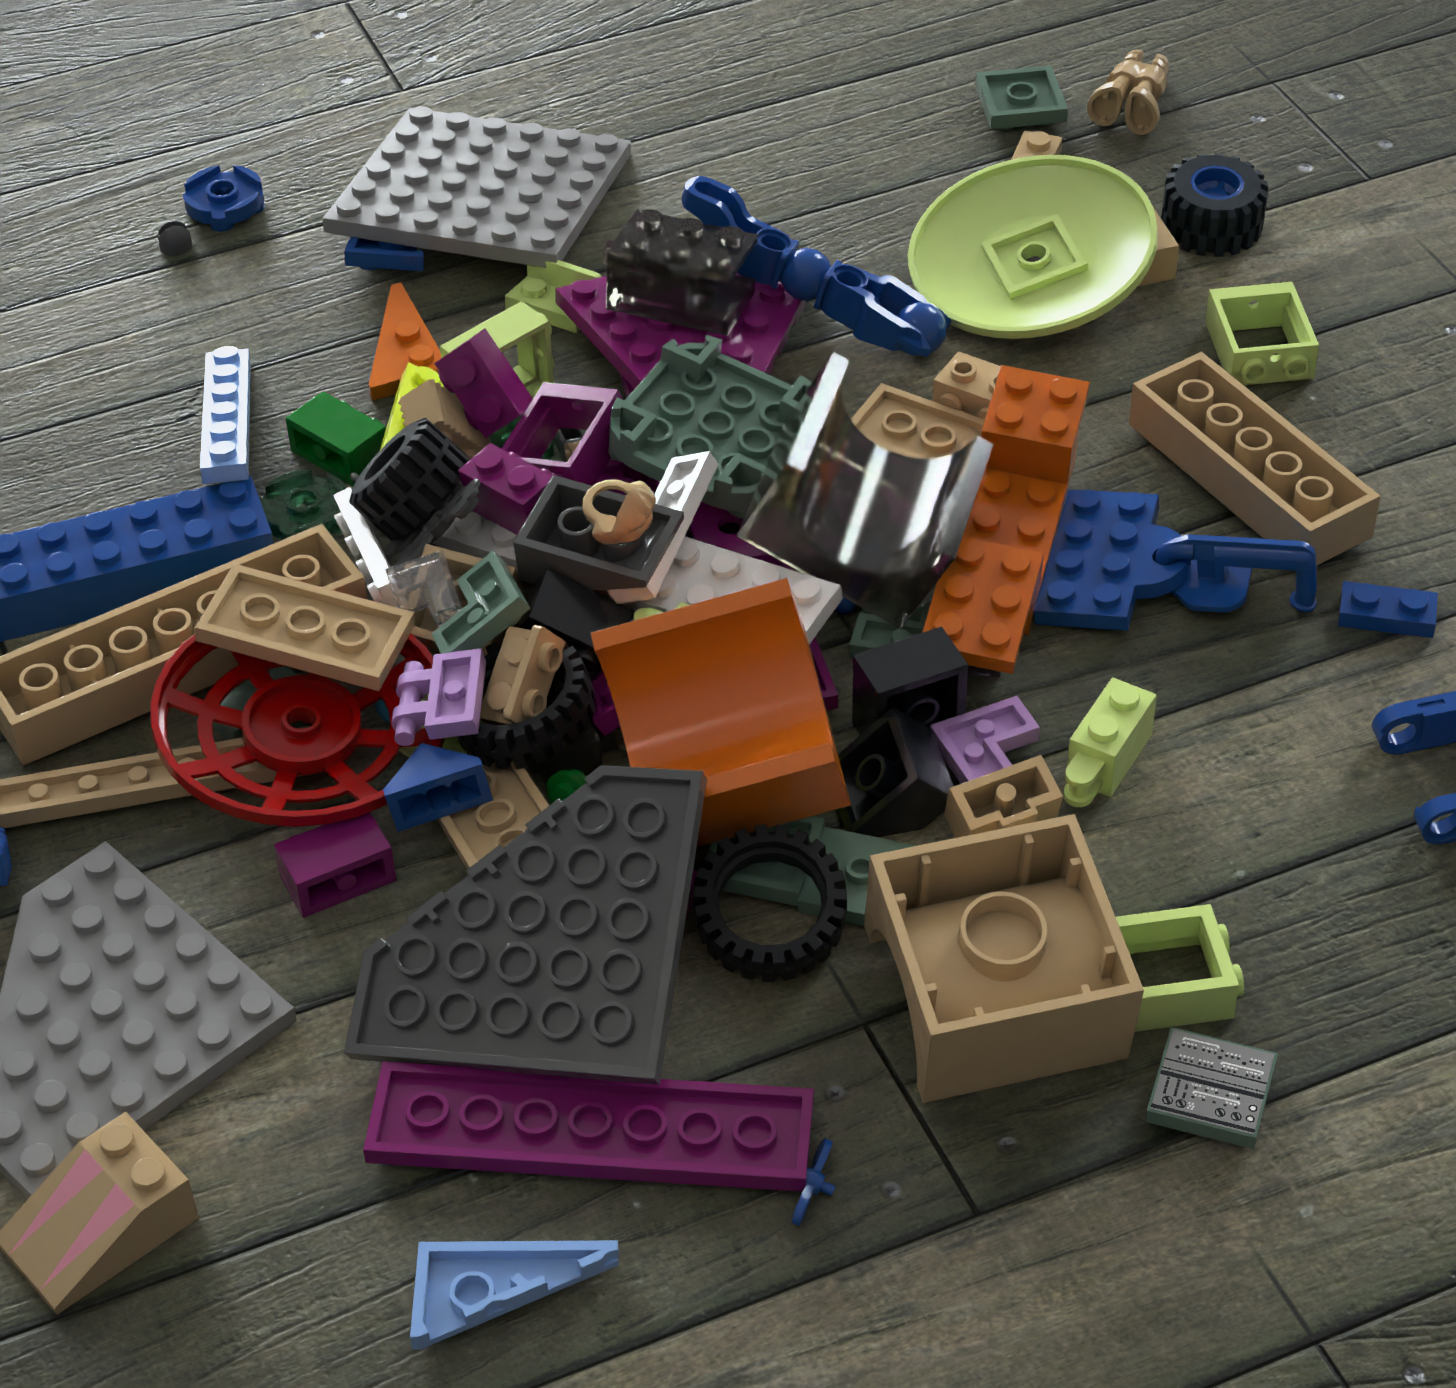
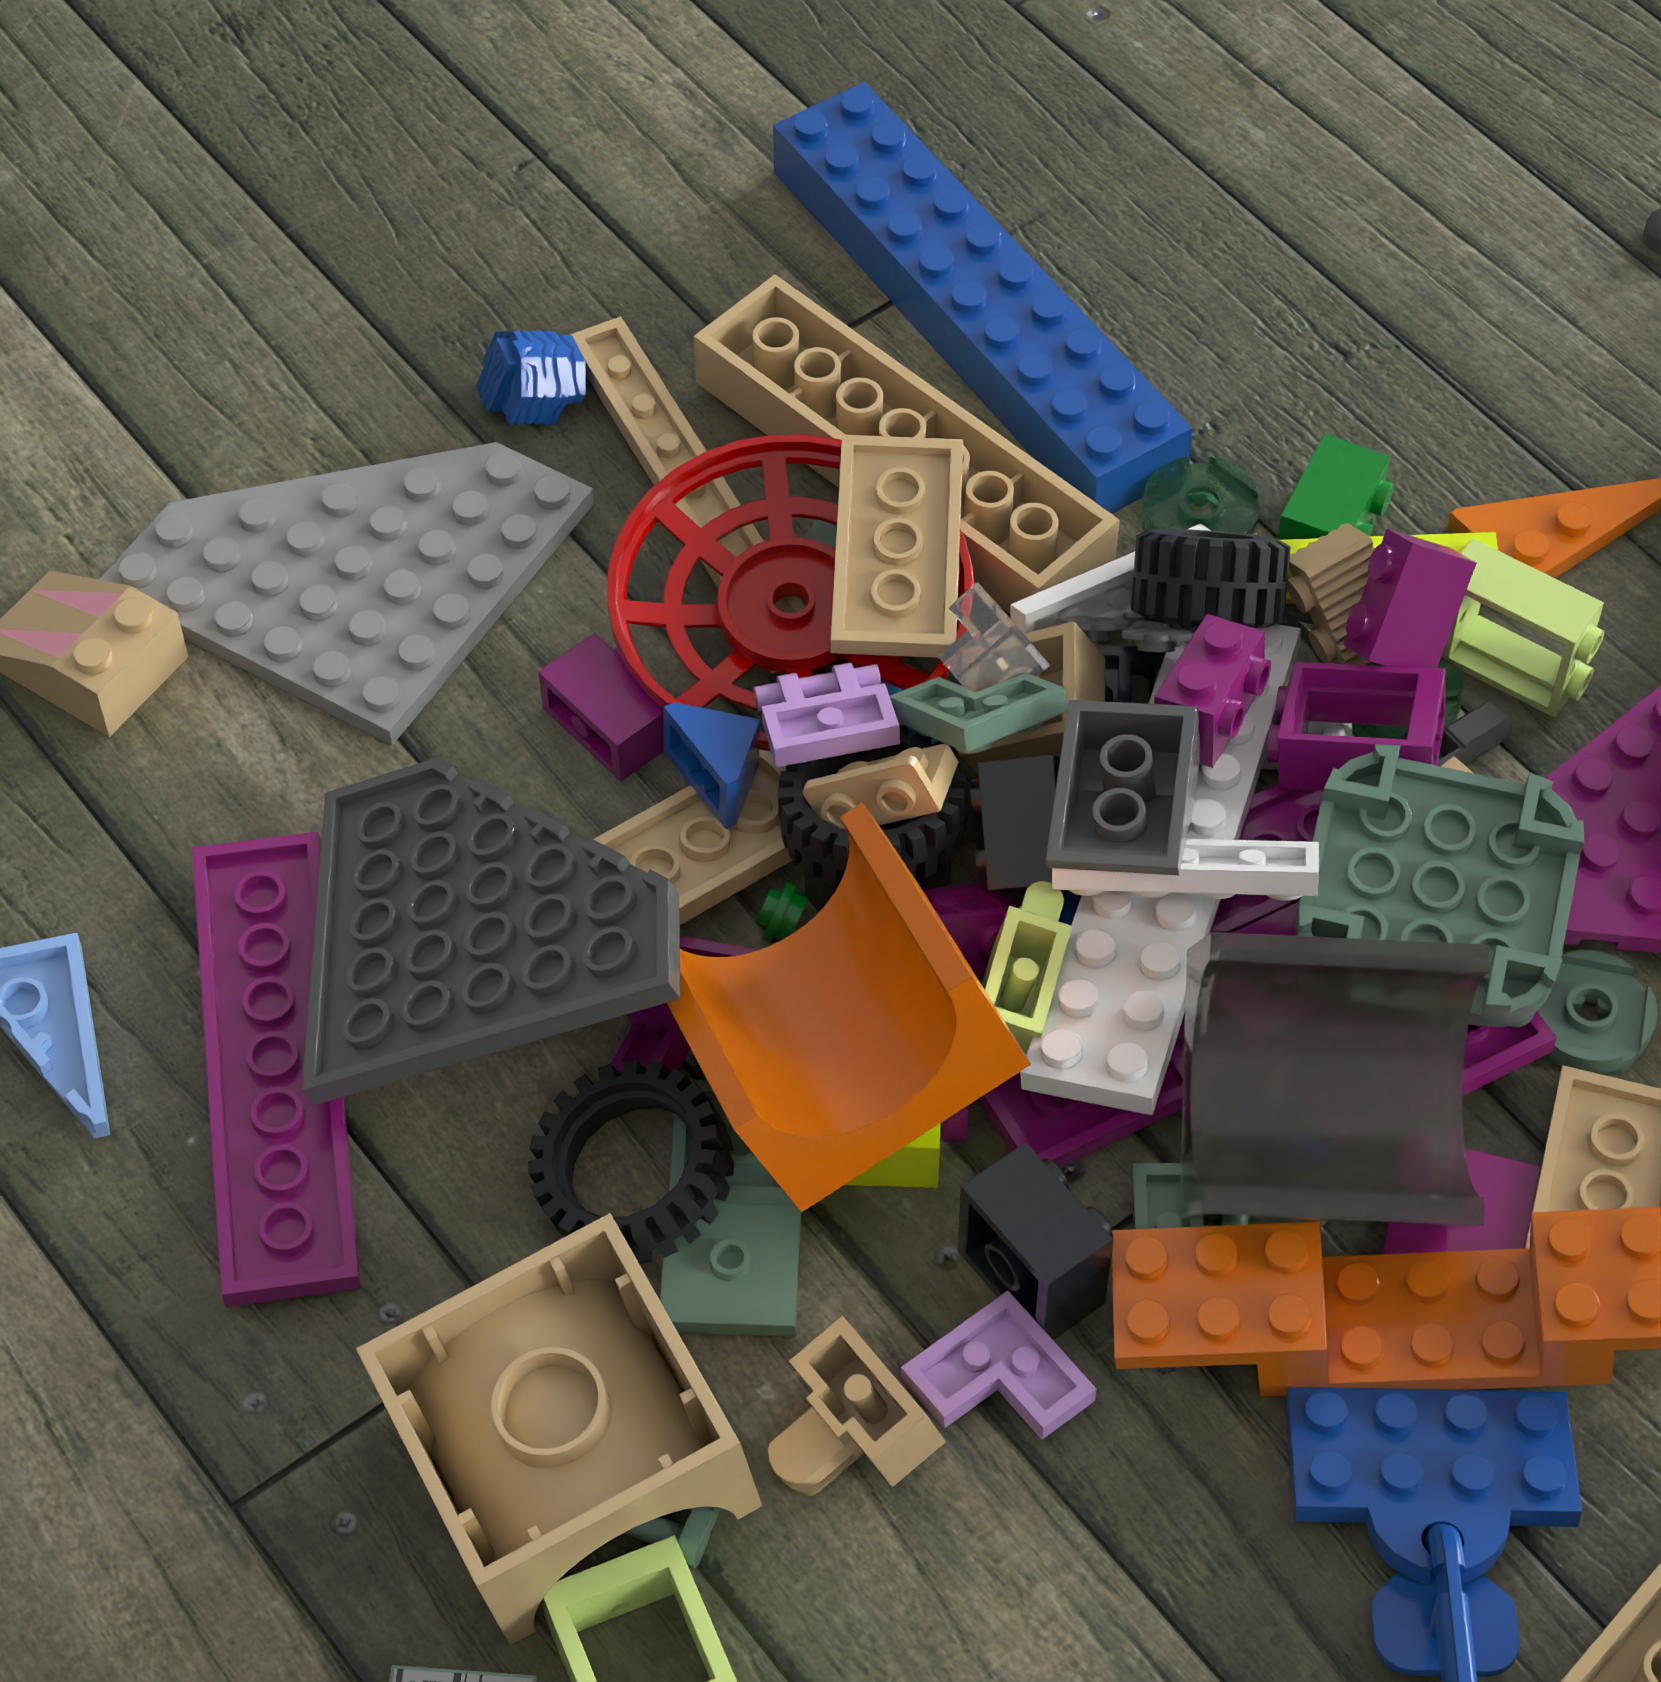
camera: 75 degrees right, 10 degrees up
(226, 416) = (1309, 375): plate -> none
(632, 518) = (1128, 804): tan piece -> none
(814, 1181) = (236, 1311): blue piece -> none
(893, 777) = (901, 1267): black slope -> none
(1108, 741) = (1033, 1518): yellowish green brick -> none

